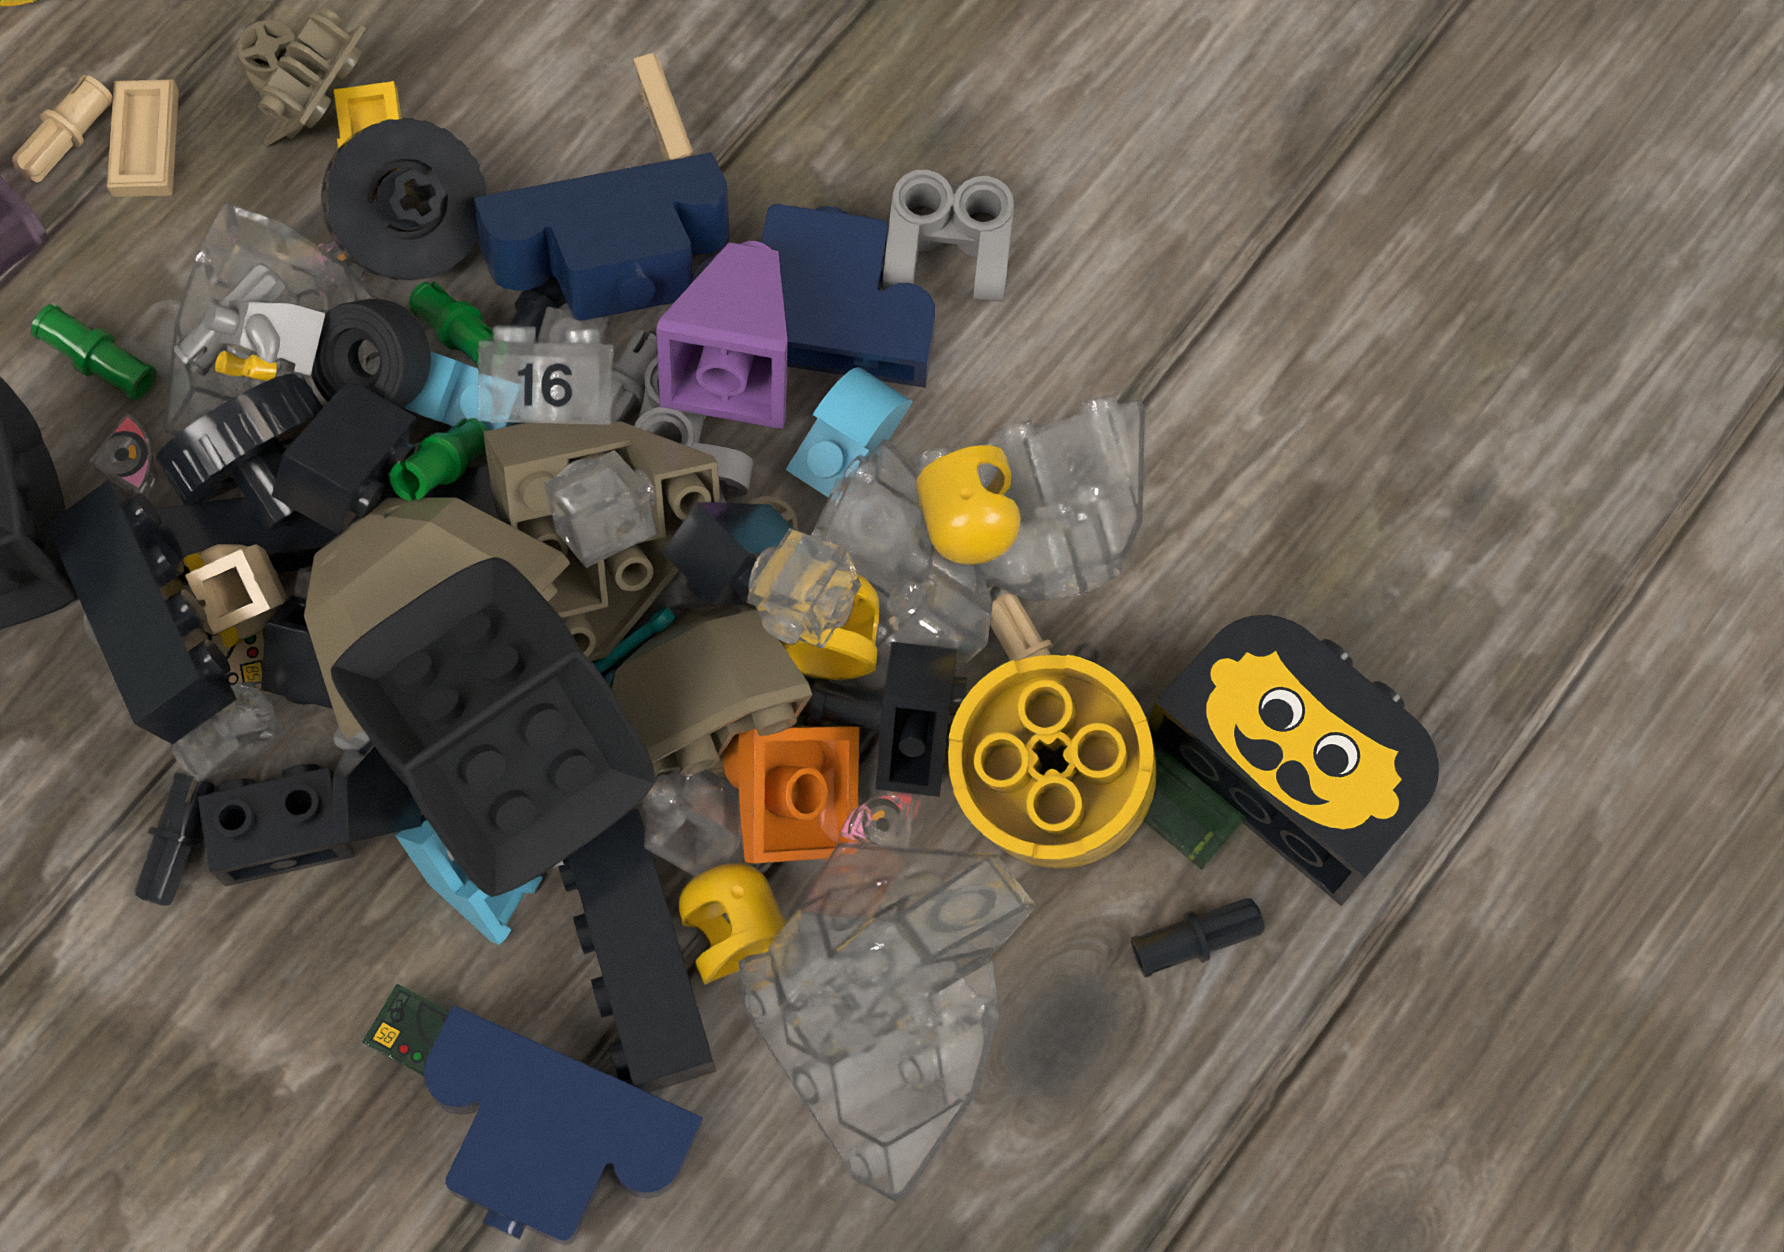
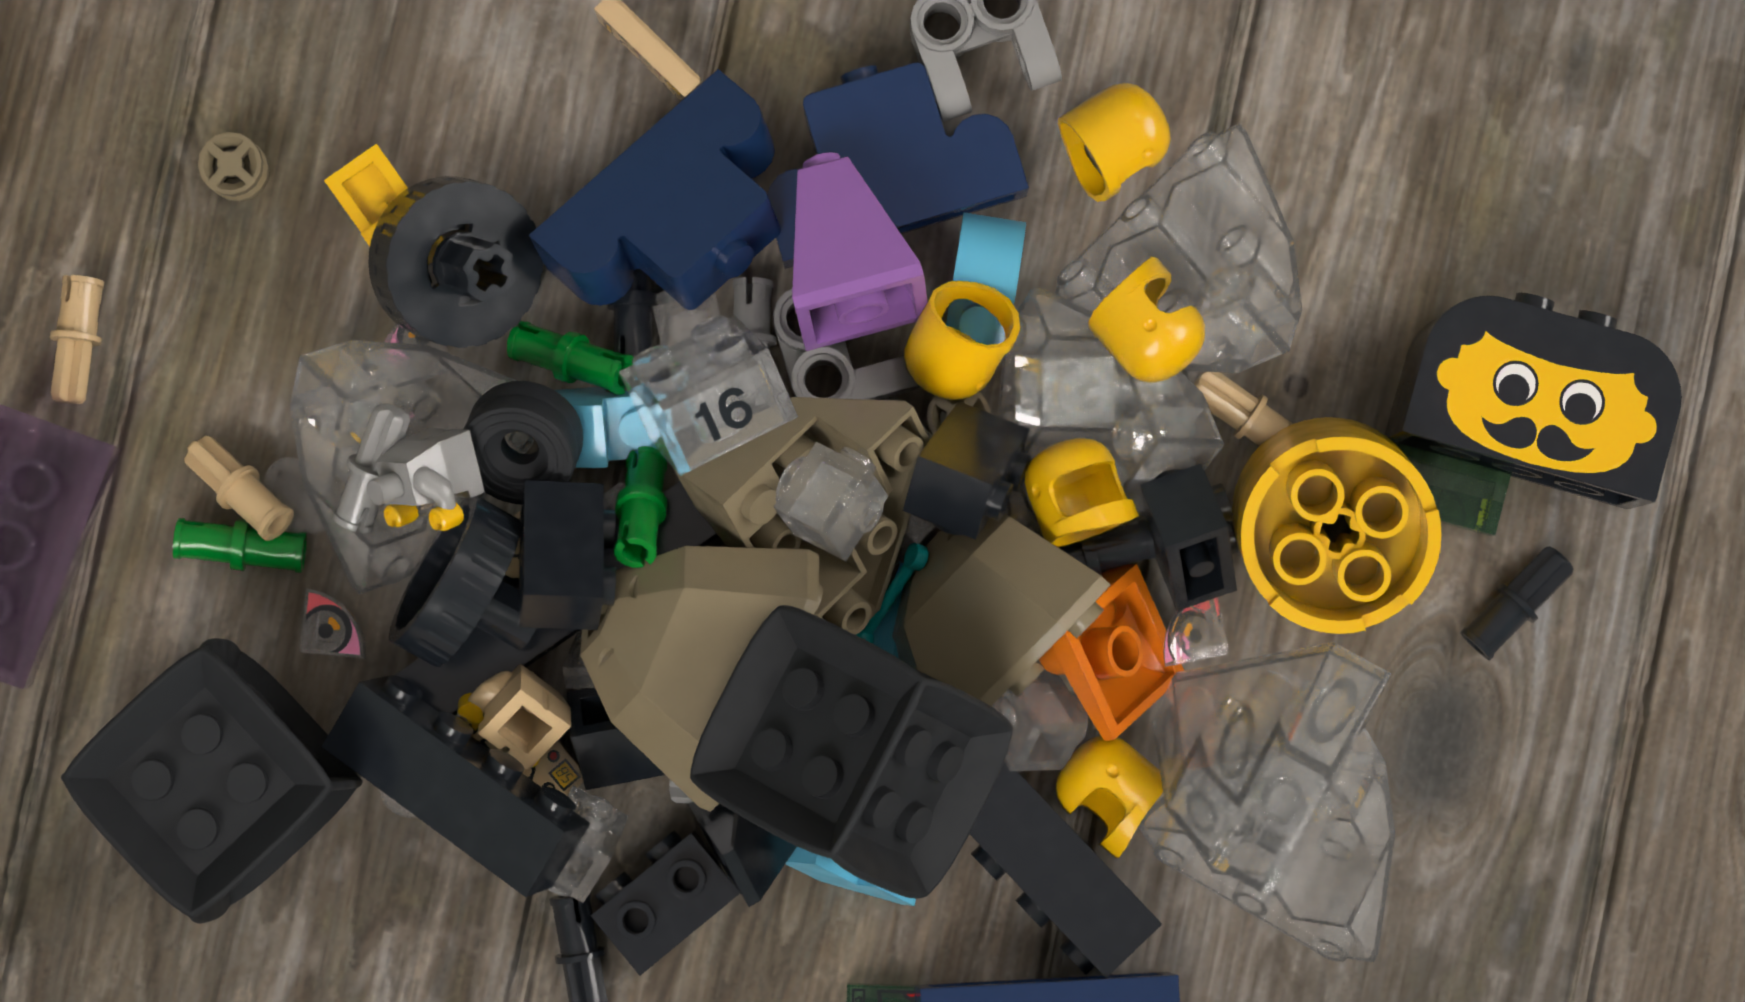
camera: 25 degrees left, 15 degrees up
(119, 304) = (238, 488): none -> tan axle
(143, 138) = (154, 306): tan tile -> none
(298, 84) = (300, 181): dark tan hinge -> none
(782, 465) = (949, 360): none -> yellow helmet
(803, 588) = (1053, 491): clear brick -> none
(1025, 358) = (1121, 131): none -> yellow helmet

